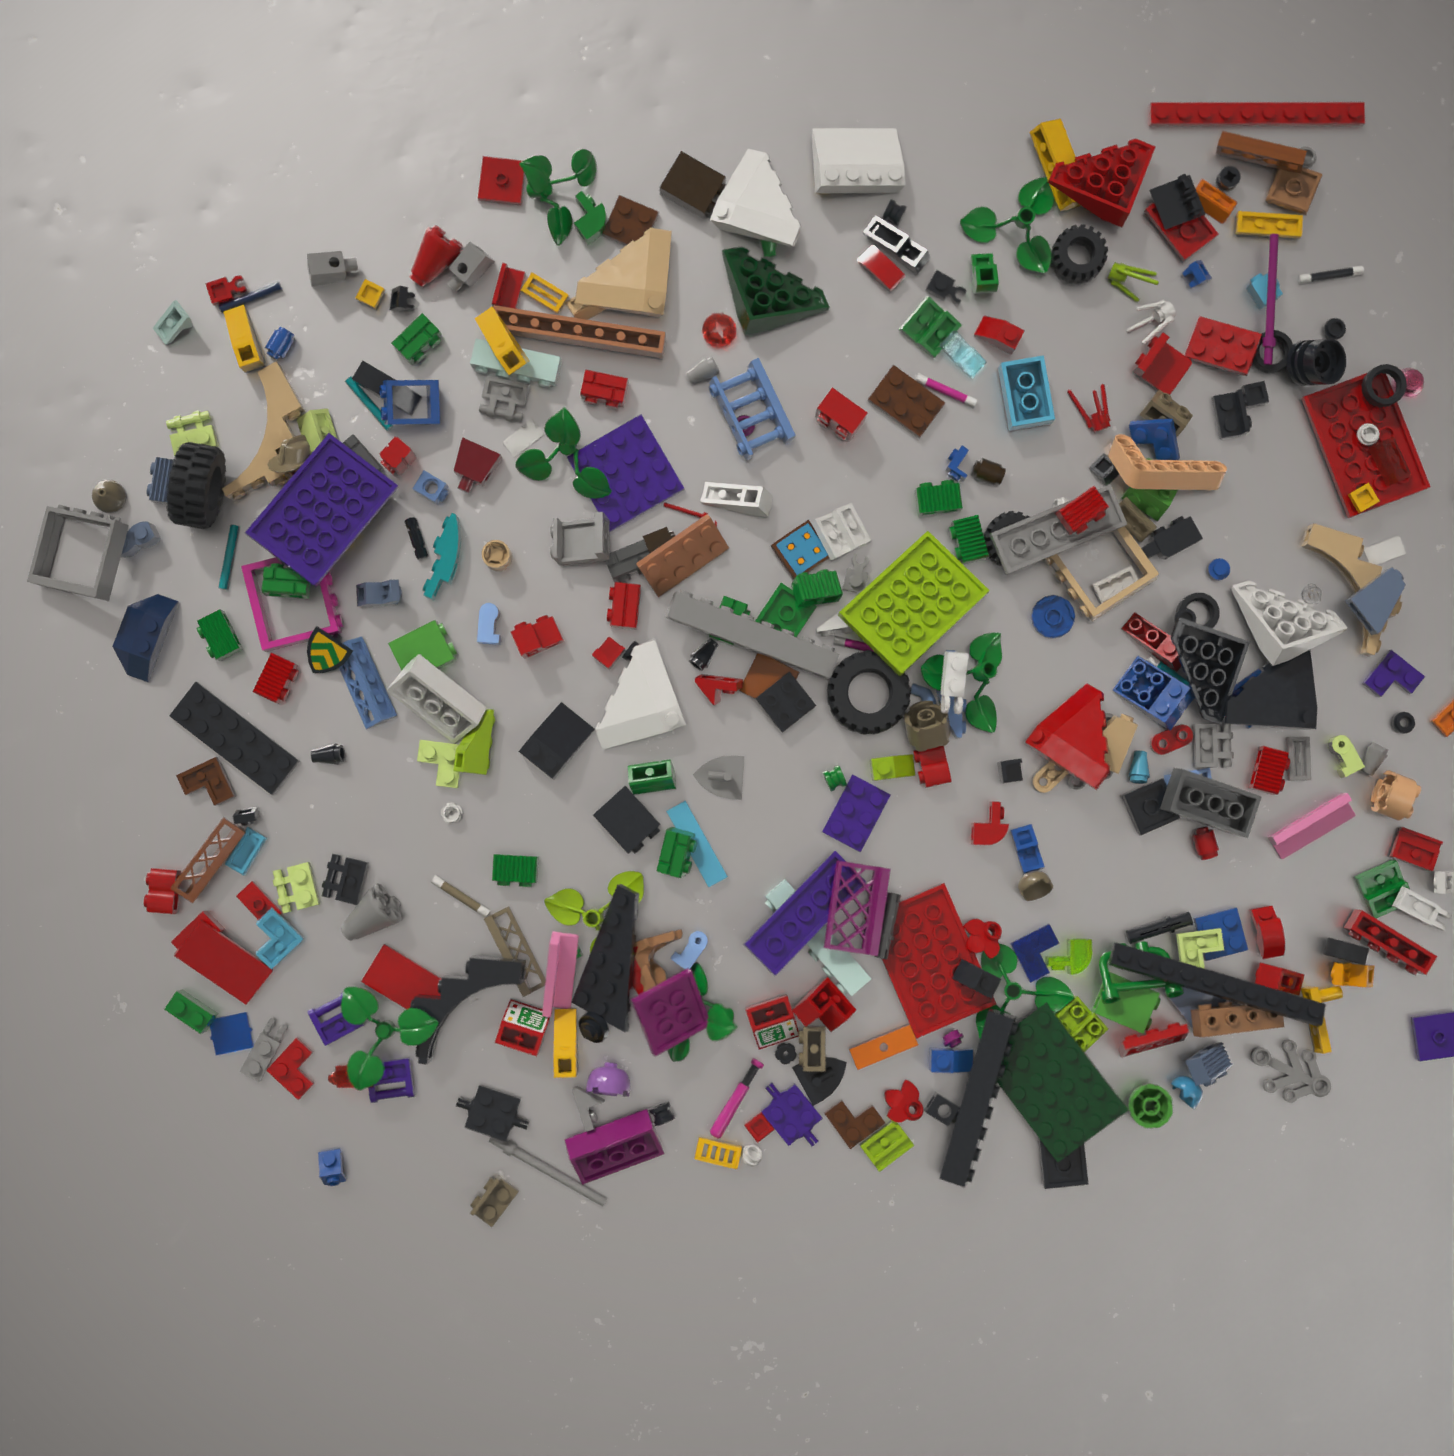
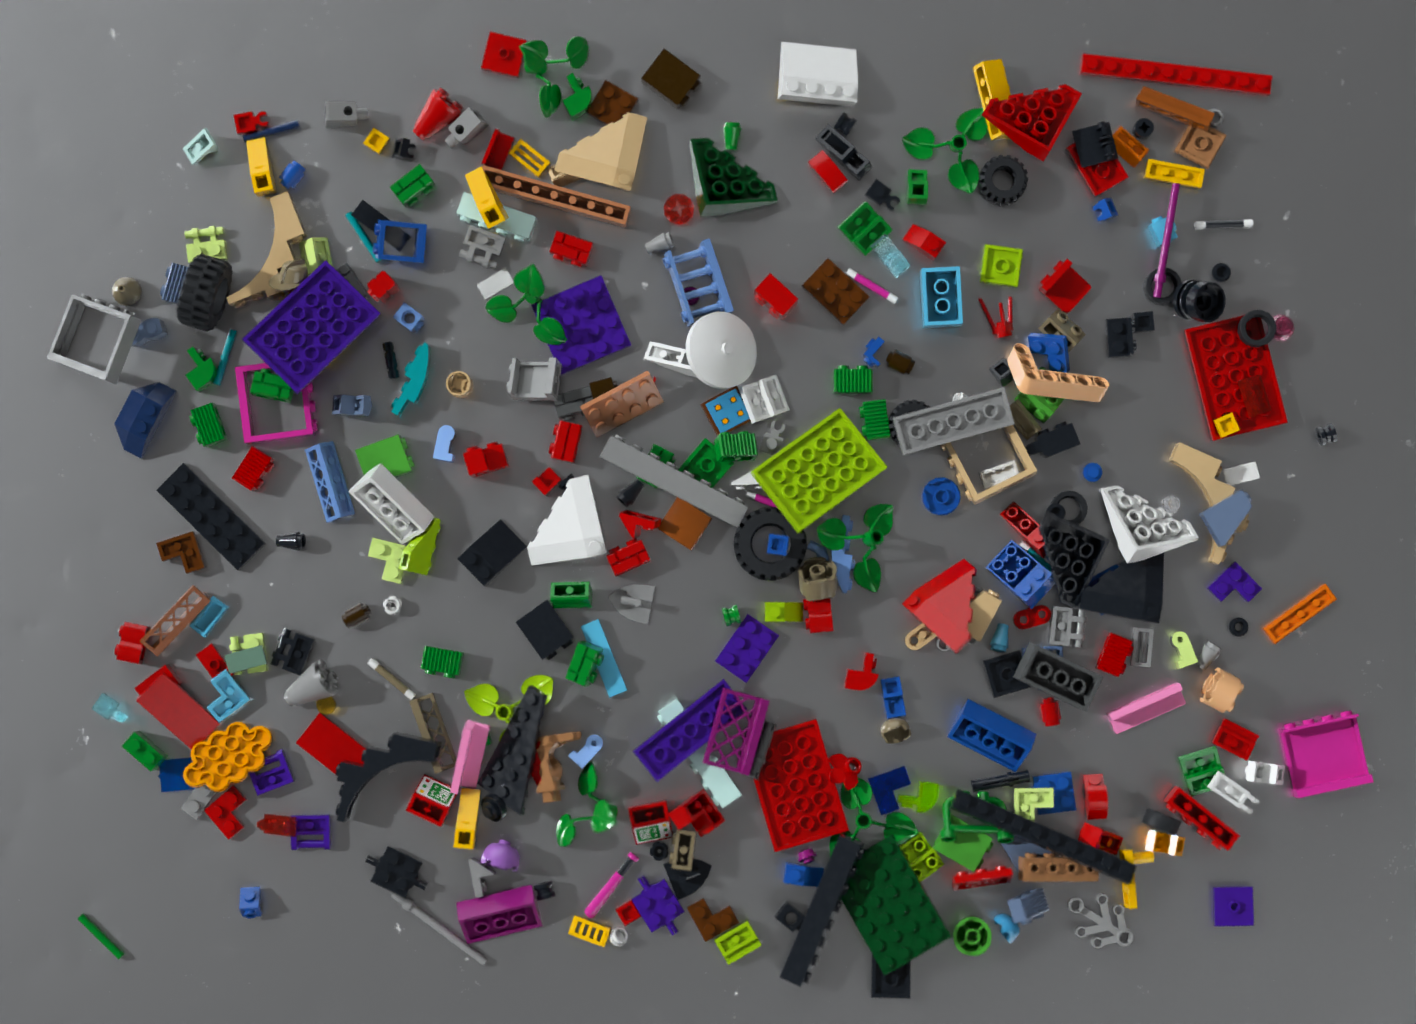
camera: 15 degrees right, 0 degrees up
(143, 968) = (108, 707): none -> clear light blue plate
(167, 1227) = (101, 937): none -> green bar
(207, 577) = (204, 373): none -> green brick
(246, 816) = (213, 586): black plate -> none
(286, 1006) = (227, 756): none -> light orange plate
(293, 894) = (245, 659): none -> sand green tile
(326, 651) = (300, 451): shield -> none
(390, 935) = (326, 705): none -> clear yellow tile
(412, 829) = (356, 615): none -> dark brown brick
(414, 1026) = (337, 789): green plant -> none
(474, 464) = (449, 302): dark red torso -> none
(494, 1201) = (388, 949): dark tan bracket -> none
(671, 1012) = (562, 802): magenta plate -> none
(684, 510) = (629, 364): red piece -> none
(710, 727) = (628, 558): none -> red brick
(755, 204) = (723, 101): white slope -> none
(785, 702) = (696, 543): black hinge -> none
(787, 481) = (721, 350): none -> white dish
(878, 691) = (777, 544): none -> blue plate
(896, 1041) = (757, 853): orange tile -> none
(901, 1101) = (755, 905): red plate -> none
(953, 680) = (845, 542): white hinge -> none
(976, 978) = (833, 806): black slope -> none
(1010, 771) = (886, 627): black panel -> none
(1082, 510) = (975, 407): red brick -> none
(1088, 350) = (1001, 265): none -> lime tile
(1120, 272) = (1039, 199): lime plant -> none
(1144, 877) = (992, 735): none -> blue slope
(1163, 312) = (1071, 241): white plant -> none
(1223, 346) = (1120, 276): red plate -> none
(1368, 434) = (1237, 369): white plate -> none

